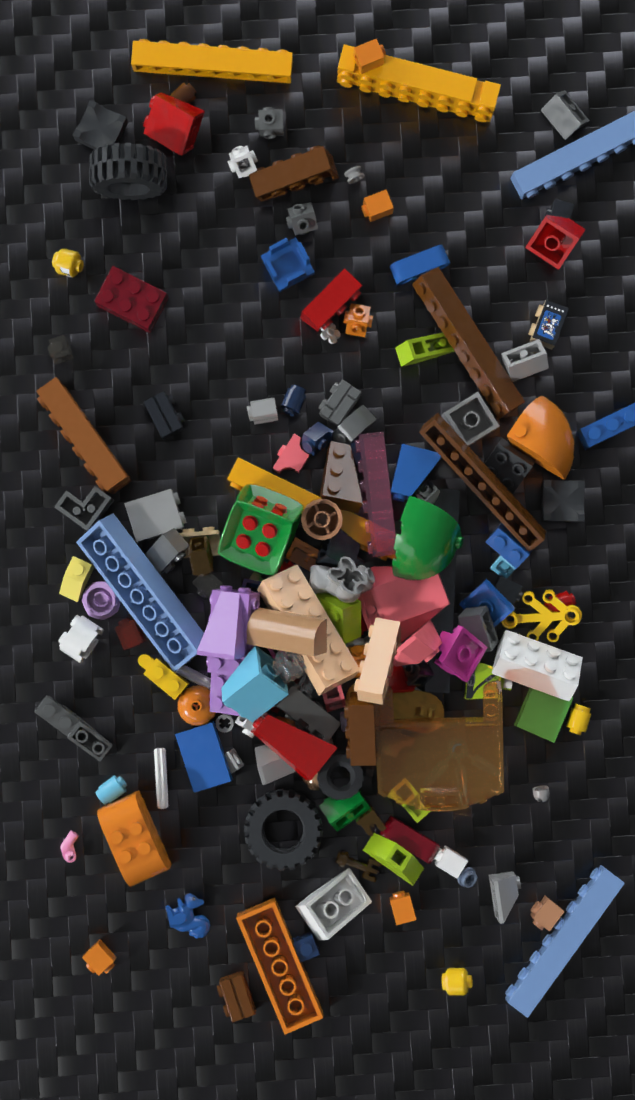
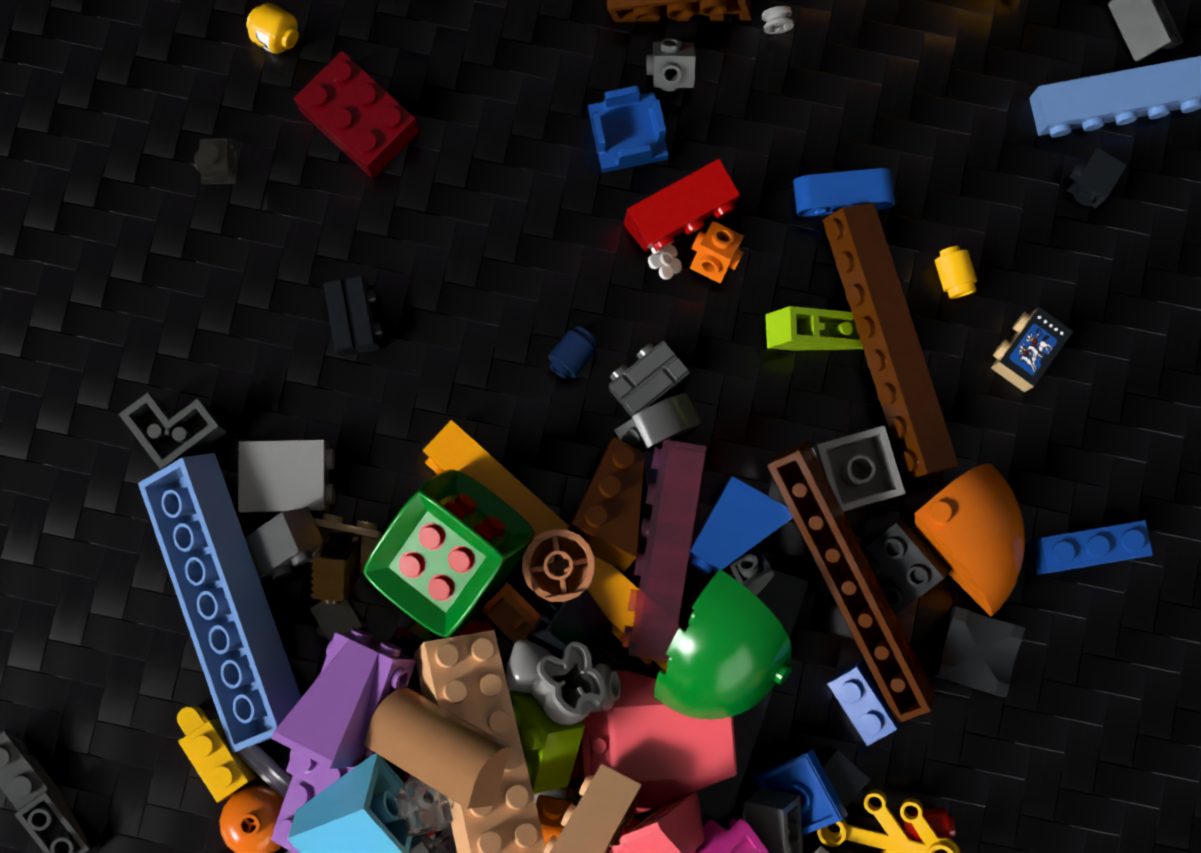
camera: 15 degrees right, 5 degrees down
(76, 578) = (121, 543): light yellow slope -> none
(80, 432) = (206, 312): dark orange brick -> none
(80, 639) = (92, 648): white brick -> none
(100, 600) = (149, 594): lavender hat -> none
(129, 633) = (178, 664): clear red brick -> none
(262, 411) = (515, 355): light grey brick -> none
(291, 456) = (541, 444): coral brick -> none
(317, 438) = (592, 426): dark blue brick -> none
(377, 206) = (801, 79): orange brick -> none
(495, 292) = (956, 272): none -> yellow brick
(502, 567) = (844, 735): medium azure slope -> none
(525, 360) = (977, 396): light grey brick -> none
(555, 239) = (1080, 212): red slope -> none

